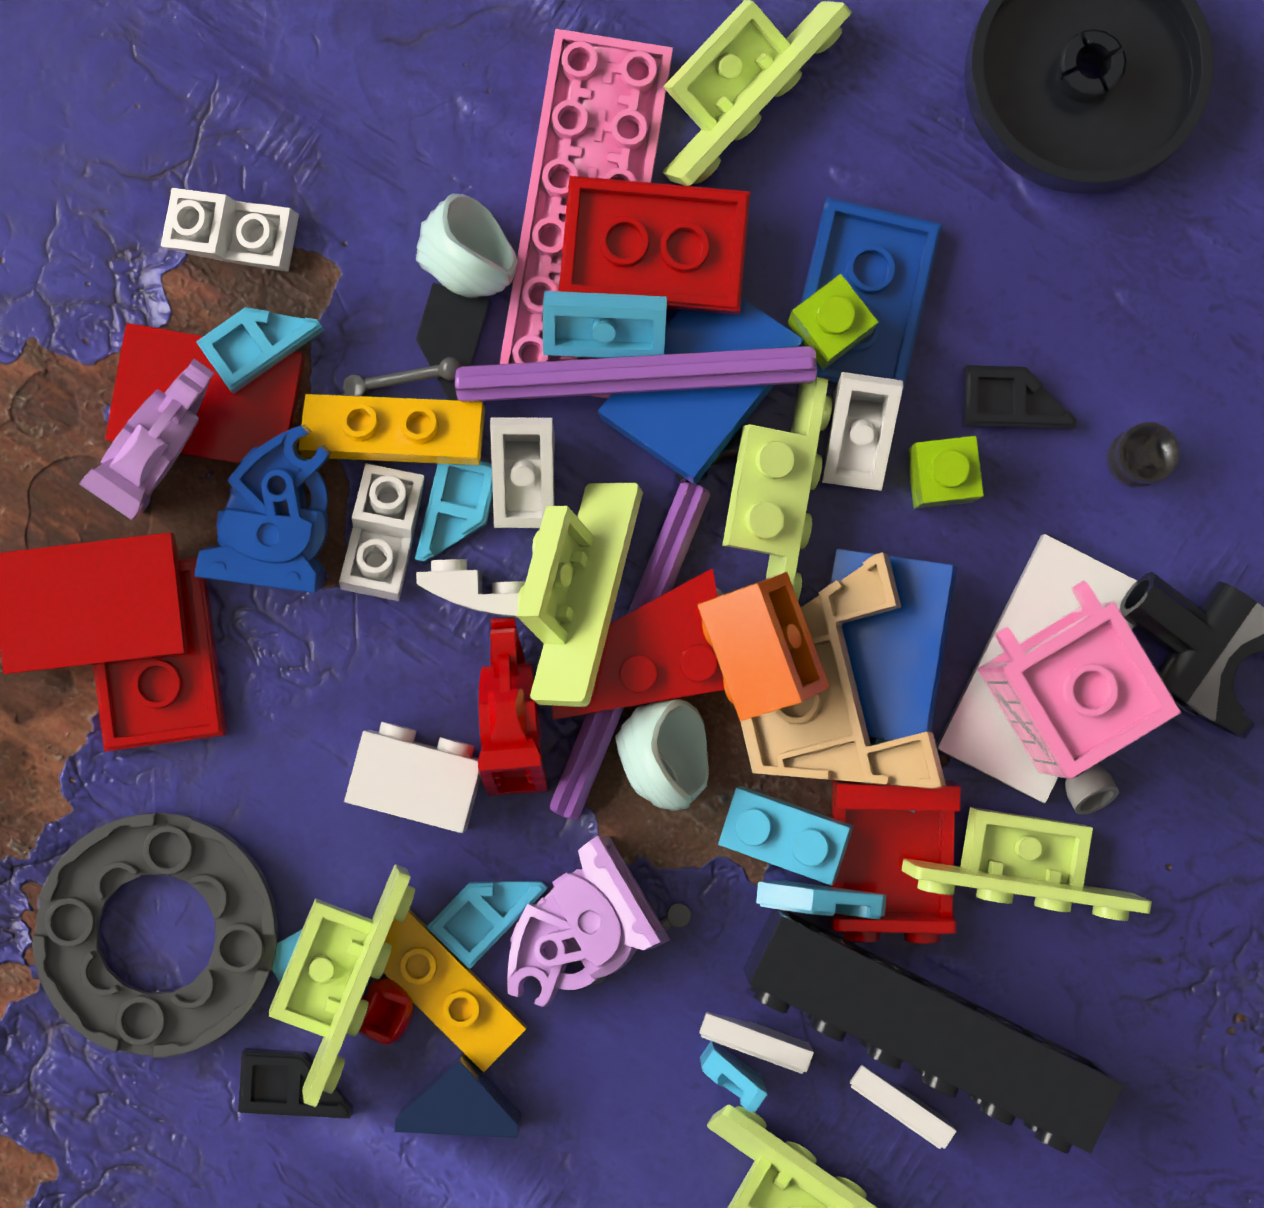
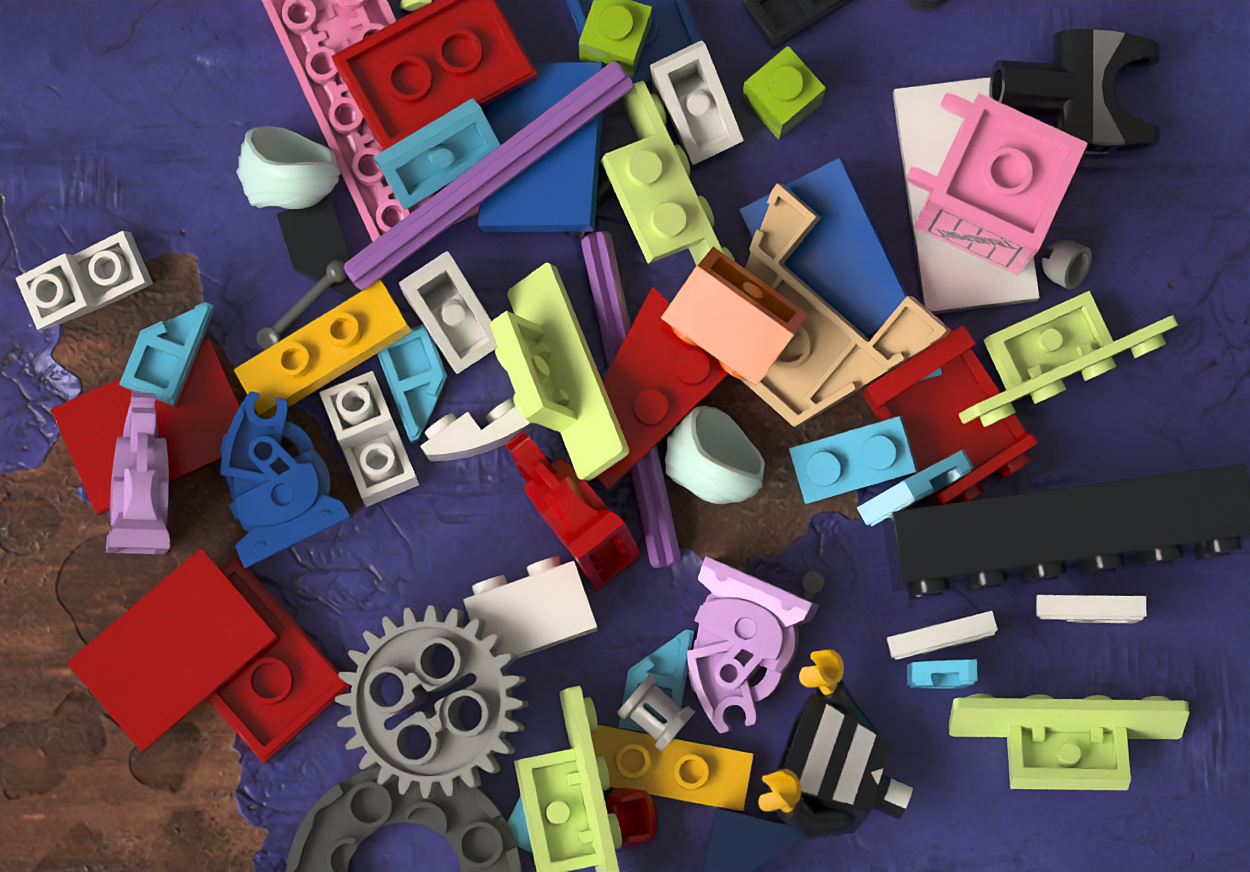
camera: 40 degrees left, 5 degrees down
(269, 856) = (409, 654): none -> light grey gear
(463, 941) = (649, 721): none -> light grey bush
(583, 1088) = (832, 761): none -> torso

